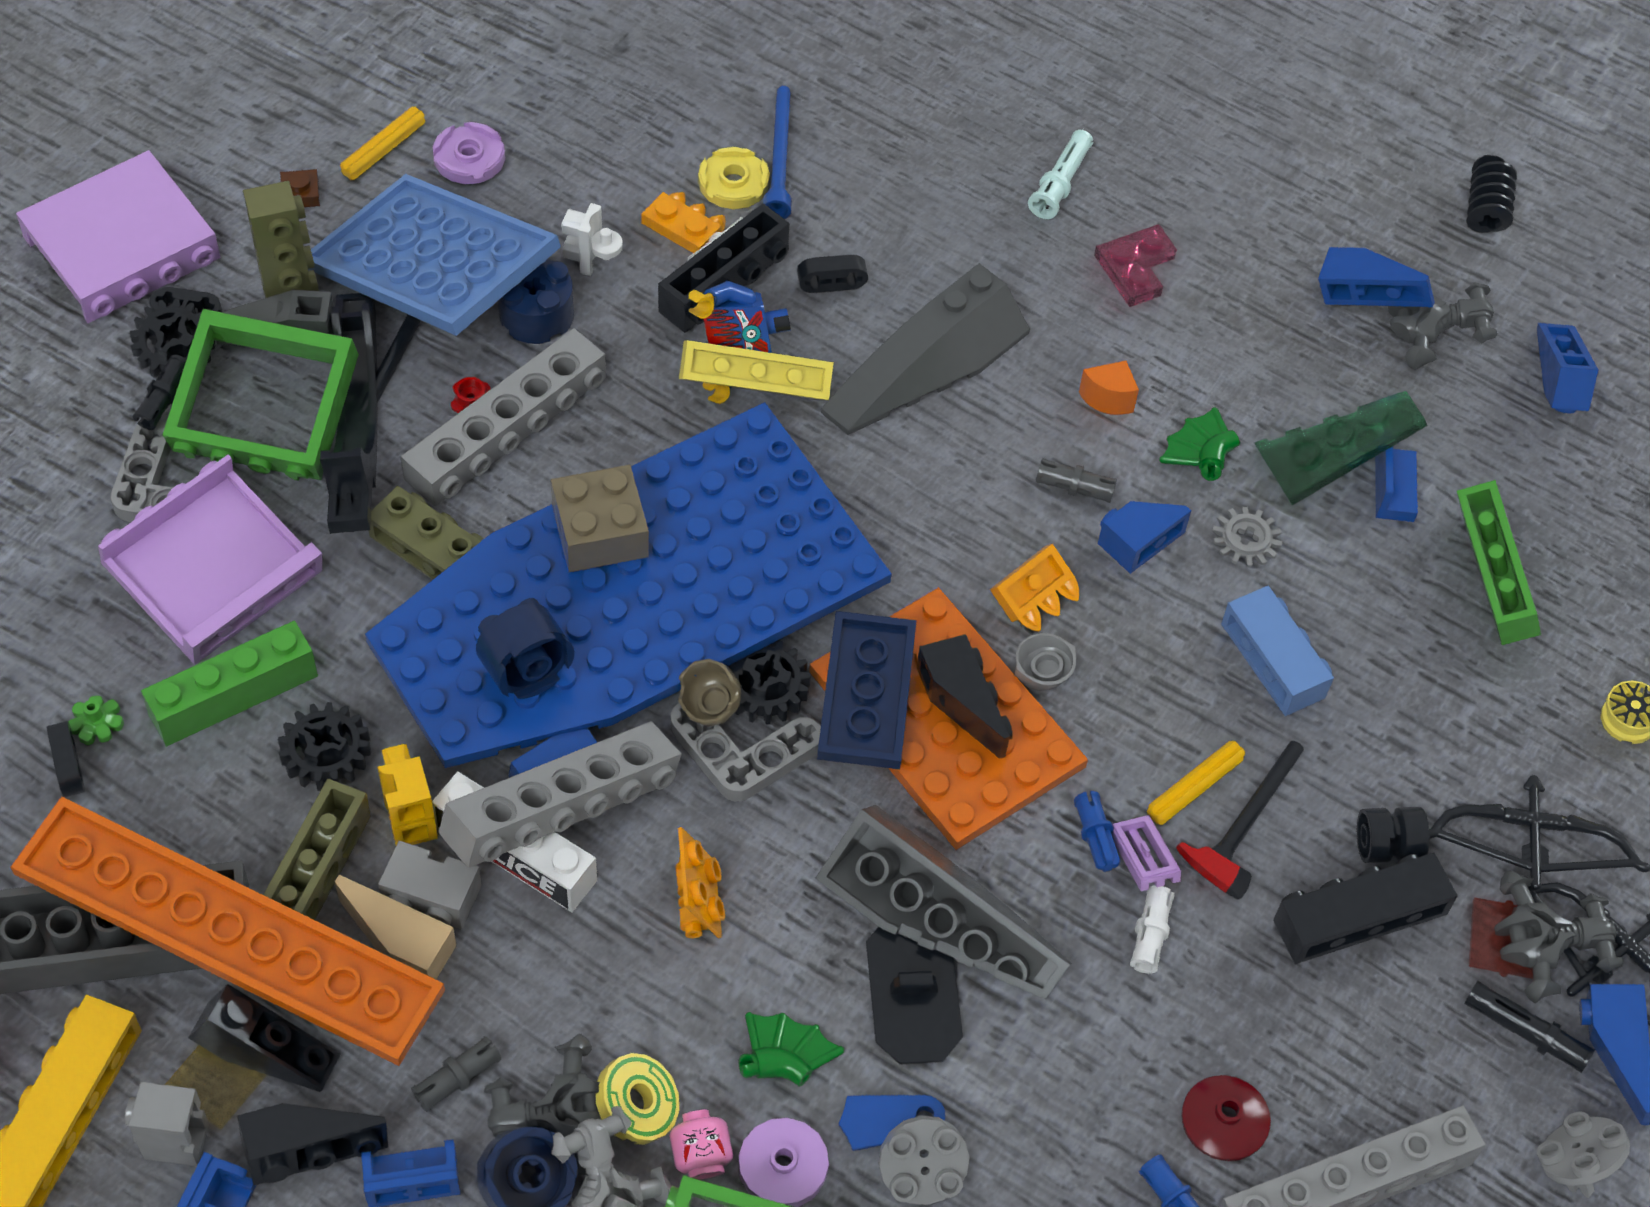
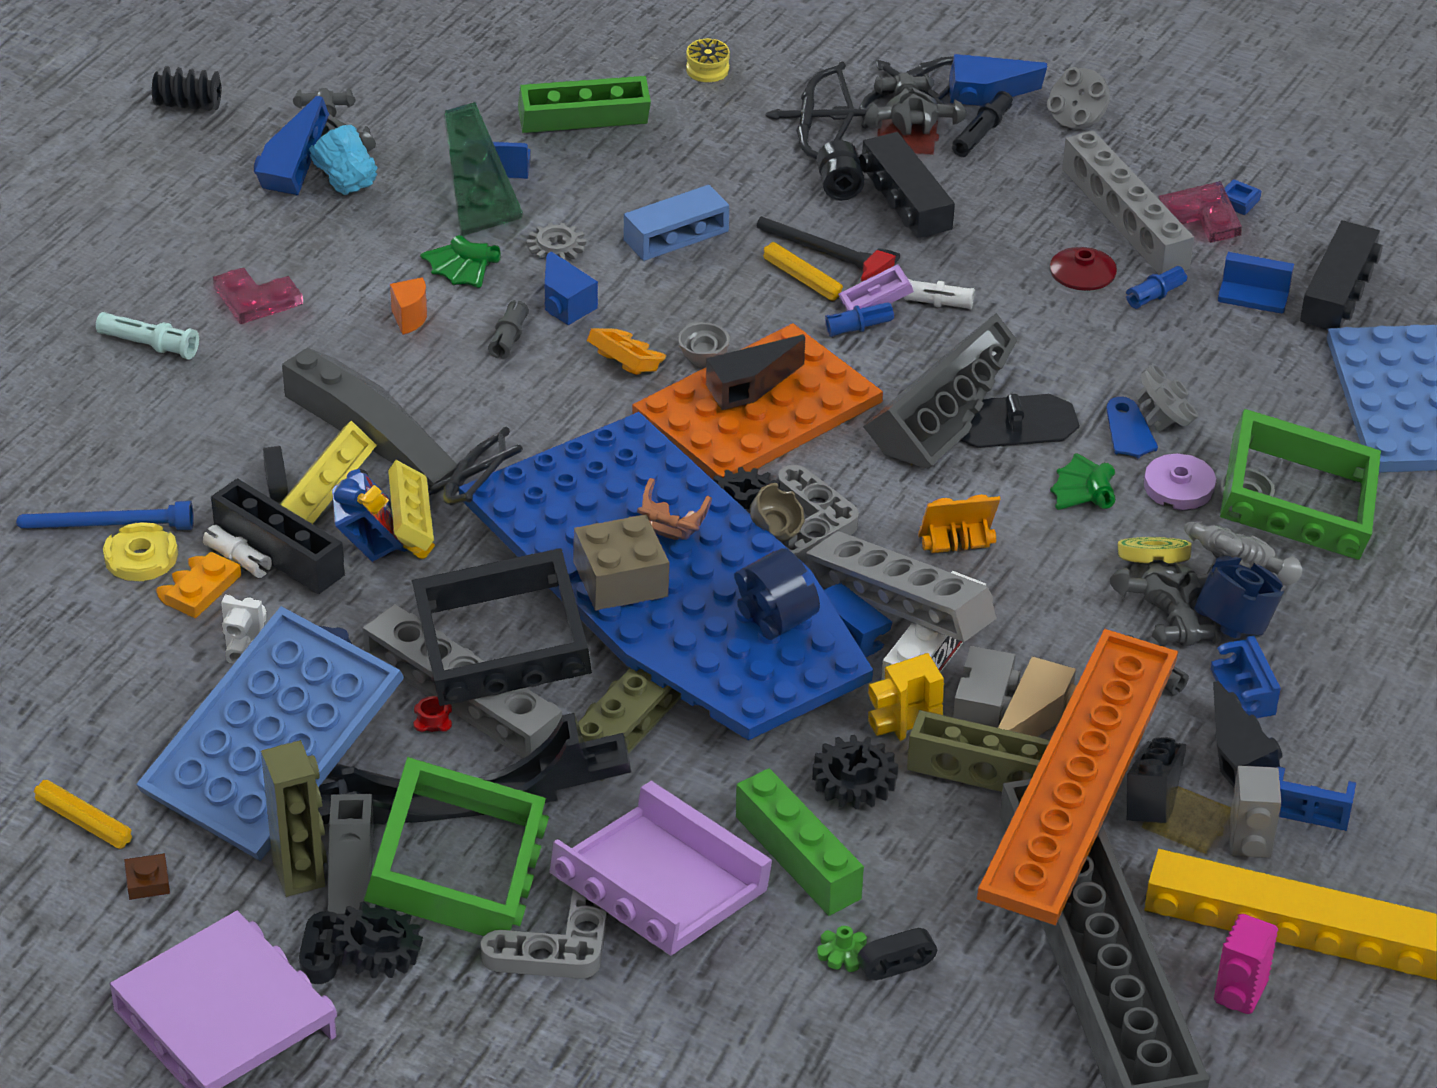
camera: 90 degrees left, 15 degrees down
(160, 393) = (430, 921): black pin -> none
(469, 153) = (104, 741): lavender plate -> none
(514, 368) = (491, 583): none -> black window
(676, 567) = (668, 525): none -> nougat helmet
(701, 1145) = (1176, 511): bright pink head -> none
(812, 421) = (465, 469): none -> black piece
(823, 312) = (341, 456): none -> light yellow plate
(867, 690) = (755, 427): dark blue plate -> none
(1356, 327) = (344, 159): none -> medium azure hair
(1566, 368) = (377, 64): blue slope -> none

